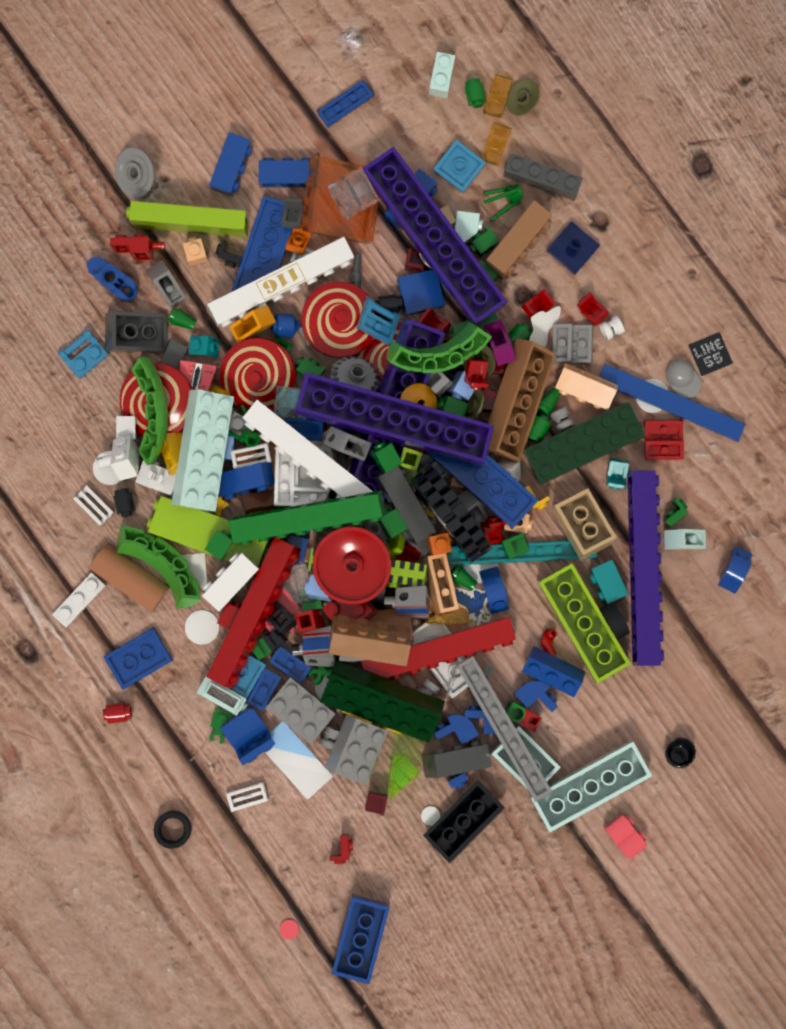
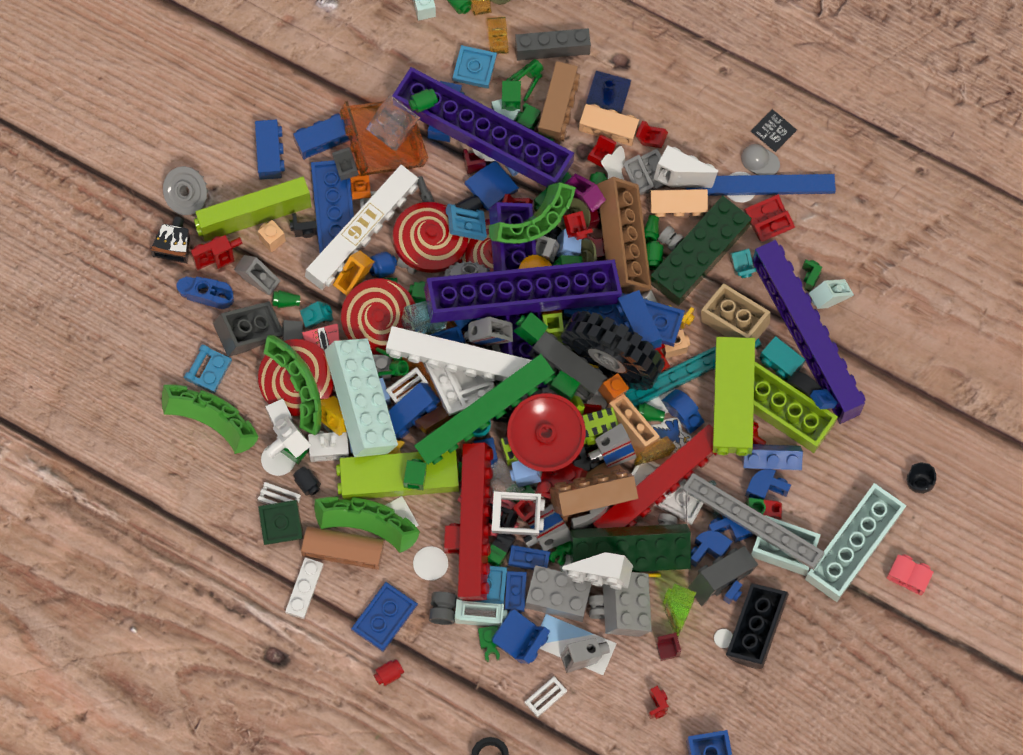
camera: 25 degrees left, 15 degrees down
(68, 397) = (212, 412): none -> bright green brick
(83, 531) = (280, 522): none -> dark green plate
(103, 216) = (172, 242): none -> torso
(191, 676) = (442, 610): none -> dark grey wheel
(230, 580) = (439, 502): white wedge -> none
(274, 617) = (496, 516): none -> white window
(288, 777) = (583, 654): none -> light grey torso
(345, 103) = (347, 57): blue tile -> none
(350, 722) = (601, 569): none -> white slope
(387, 187) = (423, 100): none -> green brick
(477, 214) = (511, 95): none -> green brick
(488, 494) = (638, 318): none -> blue brick
(515, 546) = (682, 363): green panel -> none
(543, 603) = (734, 396): none -> lime brick
(558, 280) = (609, 124): none -> light nougat brick
(599, 359) = (684, 171): none -> white slope
(611, 328) = (677, 140): white wheel -> none
(625, 643) = (823, 399): none -> blue plate
(735, 570) = (889, 300): blue brick -> none

